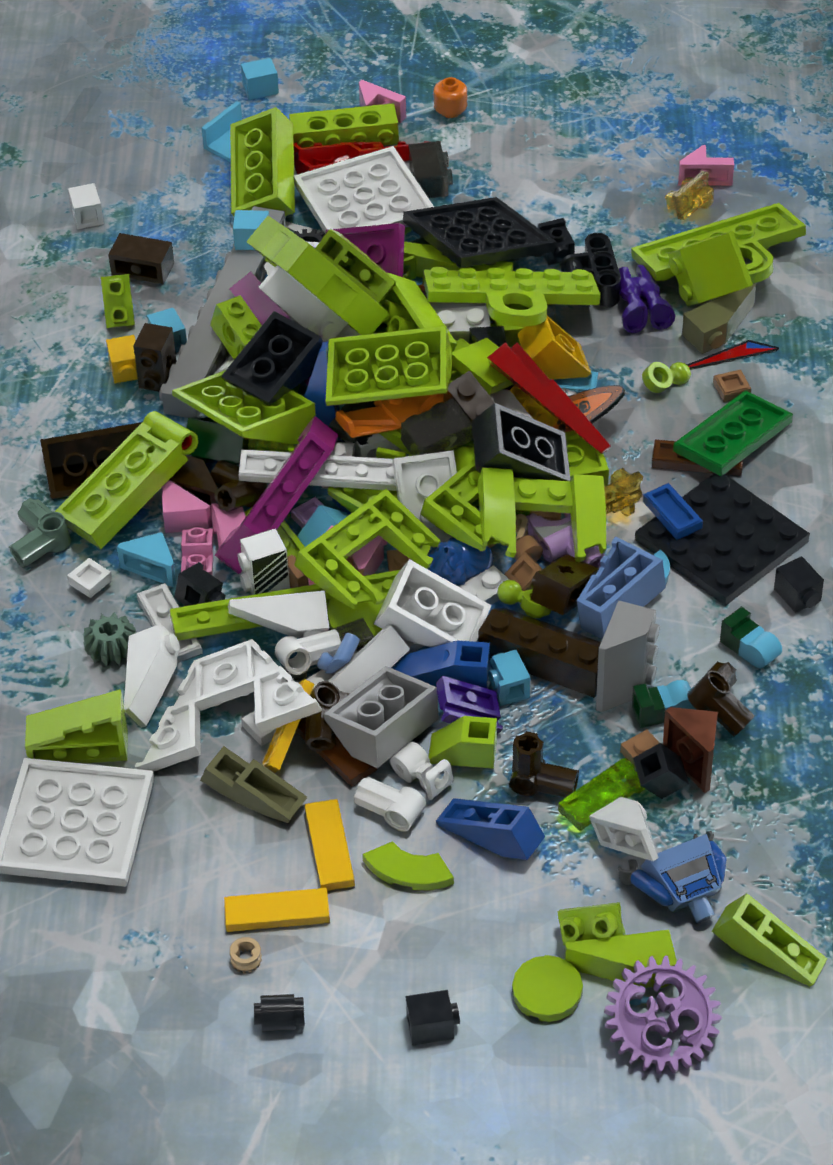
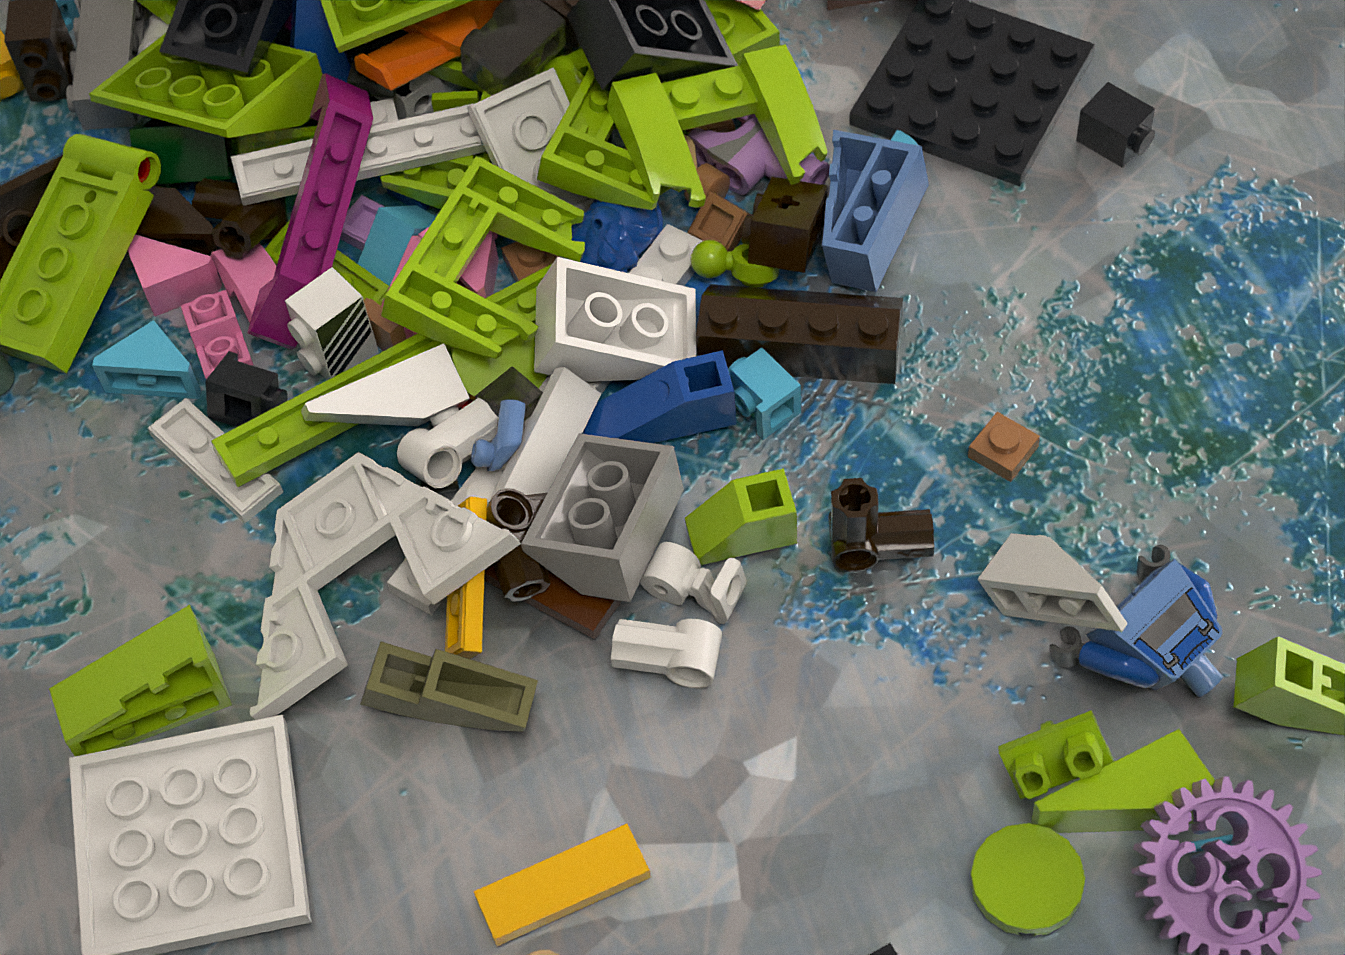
camera: 15 degrees left, 10 degrees up
(89, 577) = (65, 424): white plate -> none
(108, 638) = (133, 515): sand green gear -> none
(148, 671) = (215, 551): white slope -> none
(329, 845) = (601, 748): yellow tile -> none
(409, 870) = (736, 751): lime tile -> none
(465, 699) = (720, 452): dark purple plate -> none
(497, 827) = (839, 640): blue slope -> none
(600, 792) = (975, 535): clear neon green plate -> none
(623, 492) = (812, 56): clear yellow hips -> none
(626, 654) = (936, 306): light grey slope -> none
(651, 703) = (1001, 364): dark green leg -> none
(660, 771) = (1051, 473): black brick -> none
(672, 511) = (894, 67): blue tile -> none
(692, 737) = (1084, 417): copper slope -> none
(714, 695) = (1080, 333): dark brown piece -> none
(749, 639) = (1084, 228): leg -> none

